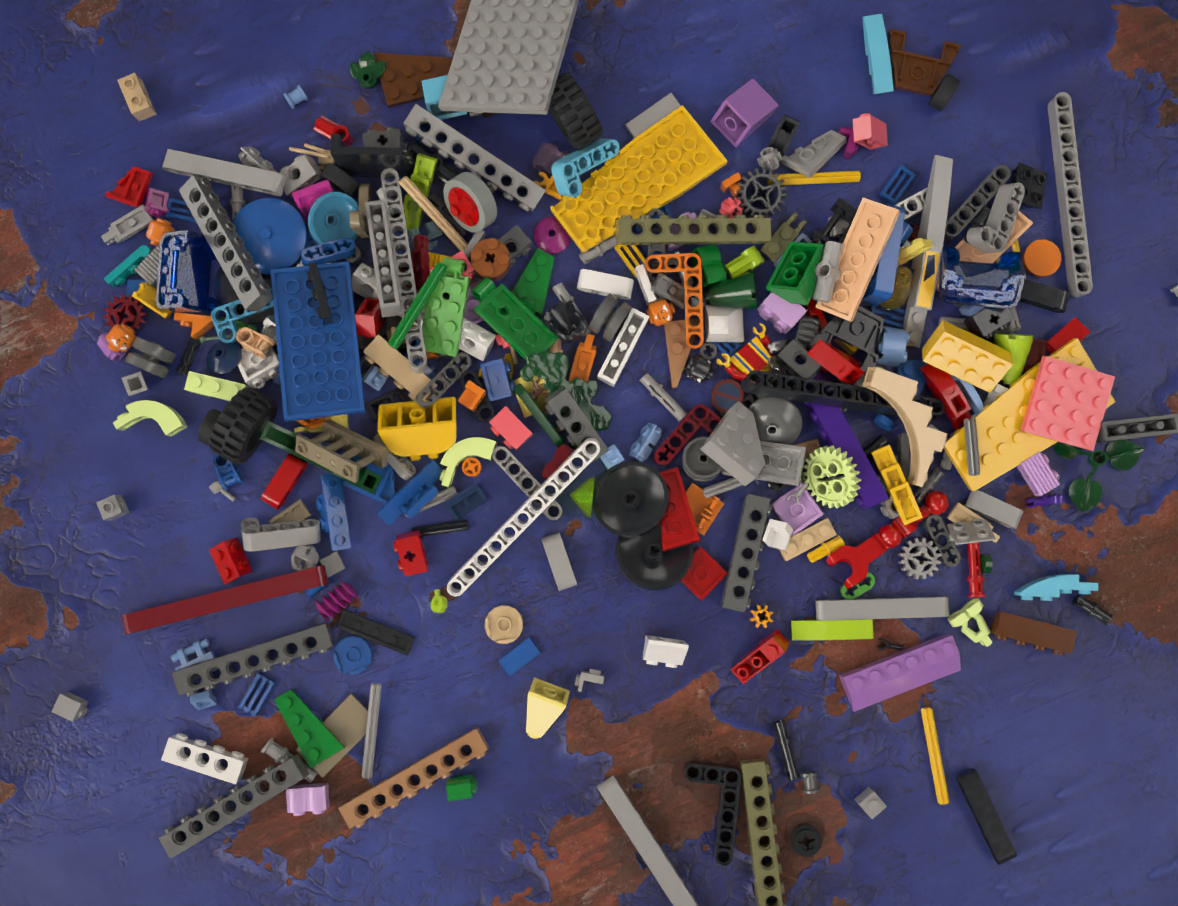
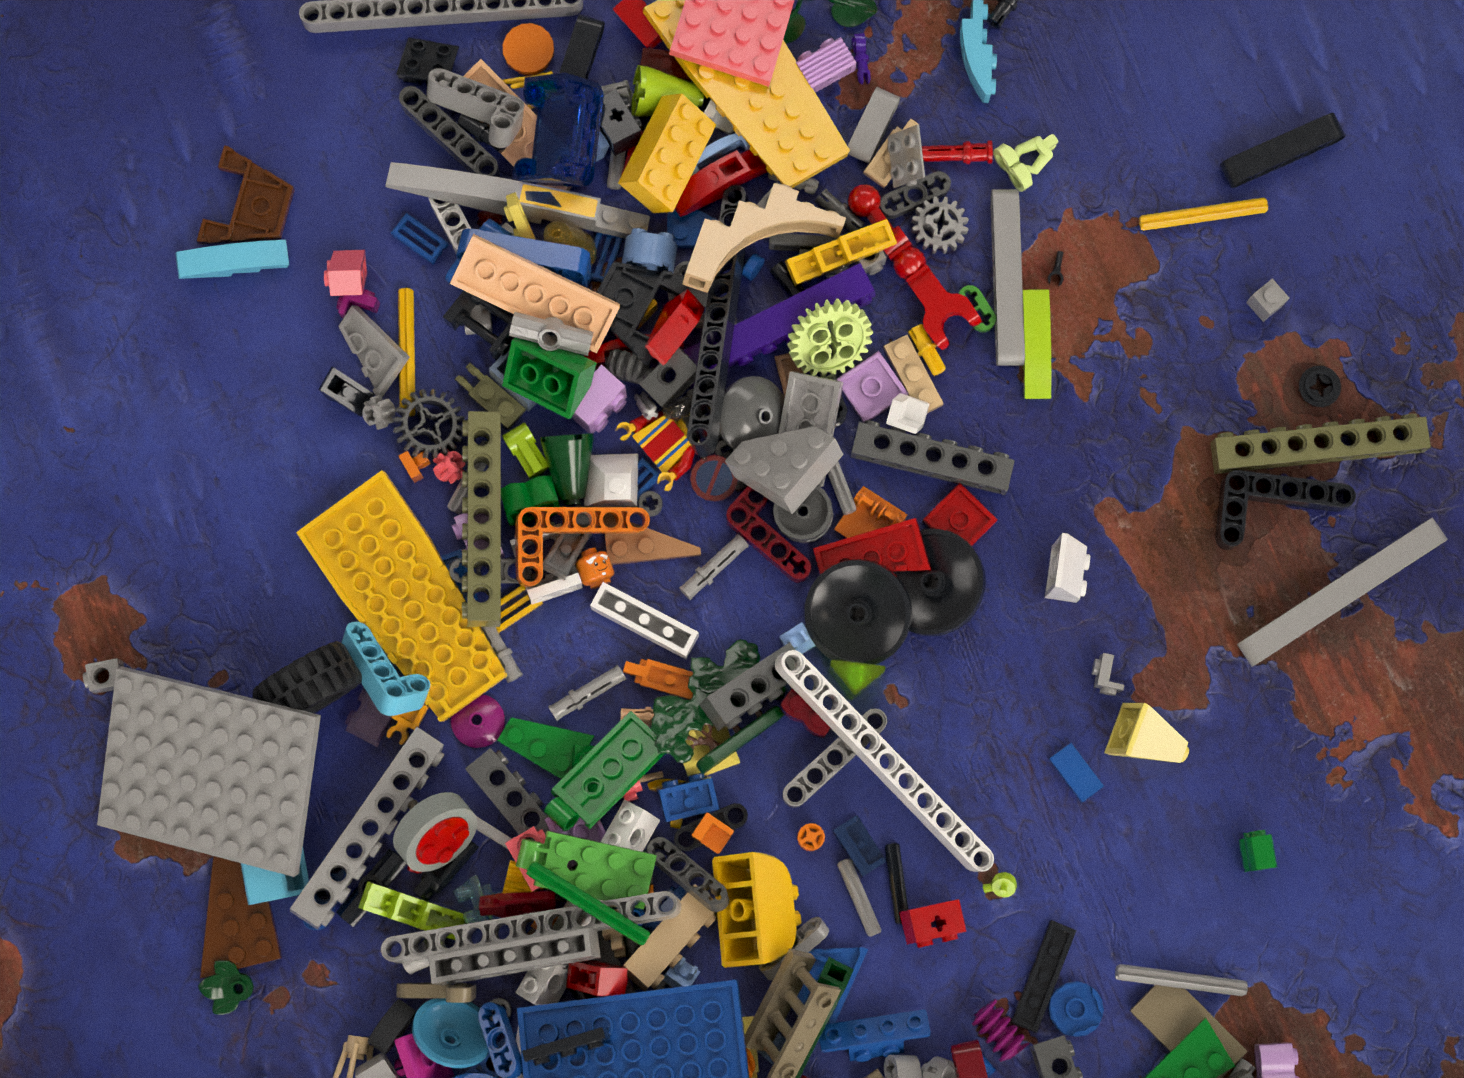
camera: 85 degrees left, 5 degrees down
(327, 127) = (315, 1039): red piece -> none
(333, 564) = (945, 1036): light grey tile -> none
(355, 817) = (1303, 1000): medium nougat brick -> none
(372, 160) = (372, 972): black panel -> none
(374, 138) = (348, 974): dark grey brick -> none
(376, 402) = (708, 940): black slope -> none
(412, 495) = (851, 919): blue bracket -> none
(433, 213) = (447, 887): tan axle -> none
(460, 451) = (784, 844): yellowish green arch -> none
(490, 249) = (503, 799): dark orange brick -> none
(504, 624) = (1031, 794): tan tile -> none
(510, 428) = (756, 781): coral brick -> none
(559, 561) = (944, 715): light grey beam -> none
(565, 321) = (607, 700): black hair -> none
(605, 283) = (552, 645): white beam -> none
(610, 317) = (604, 634): dark grey wheel -> none
(649, 434) = (766, 587): medium blue hinge -> none
(652, 115) = (309, 574): light grey tile -> none
(698, 369) = (675, 516): black head -> none
(744, 112) = (311, 445): medium lavender slope -> none
(761, 656) = (1073, 440): red slope -> none
(762, 621) = (1012, 437): light orange gear -> none
(784, 742) = (1188, 412): black pin -> none
(796, 495) = (852, 385): light grey hand -> none
(810, 782) = (1241, 379): dark grey bush -> none
(901, 672) = (1092, 254): medium lavender slope -> none
(944, 92) = (293, 170): black tyre -> none
(972, 446) = (791, 150): dark grey axle -> none
(986, 563) = (946, 137): dark green tile -> none
(1033, 632) = (1038, 81): reddish brown brick -> none

